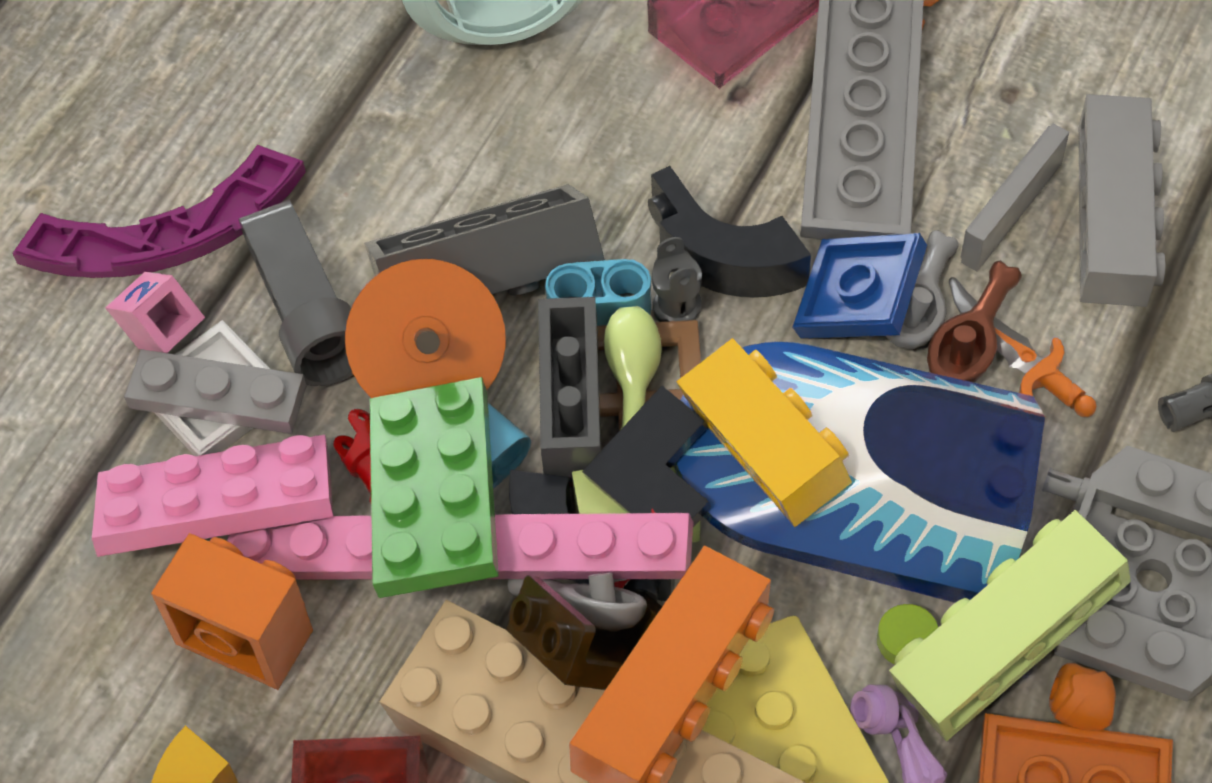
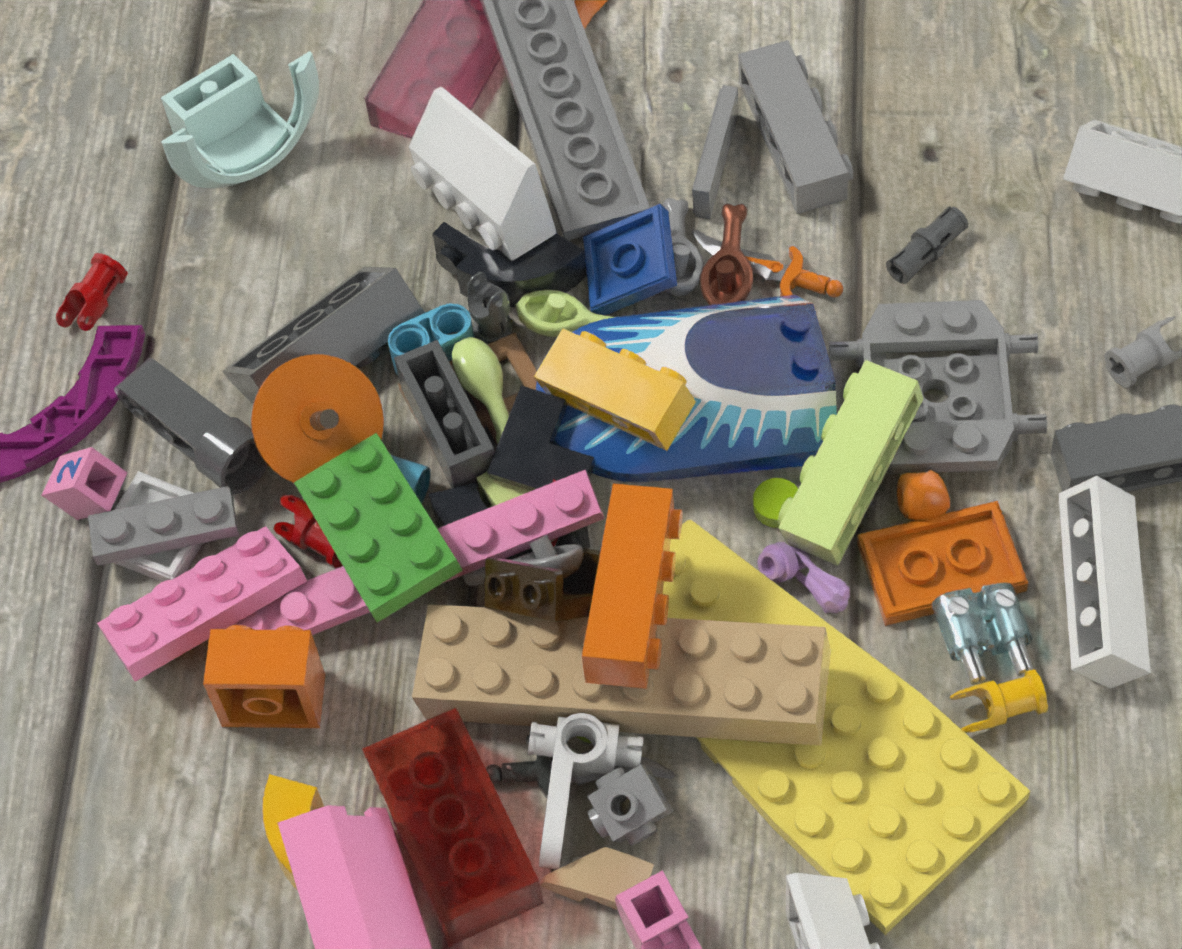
camera: 20 degrees left, 0 degrees up
(264, 109) = (91, 294): none -> red piece
(729, 132) = (480, 177): none -> white slope
(750, 314) = (552, 311): none -> yellowish green piece

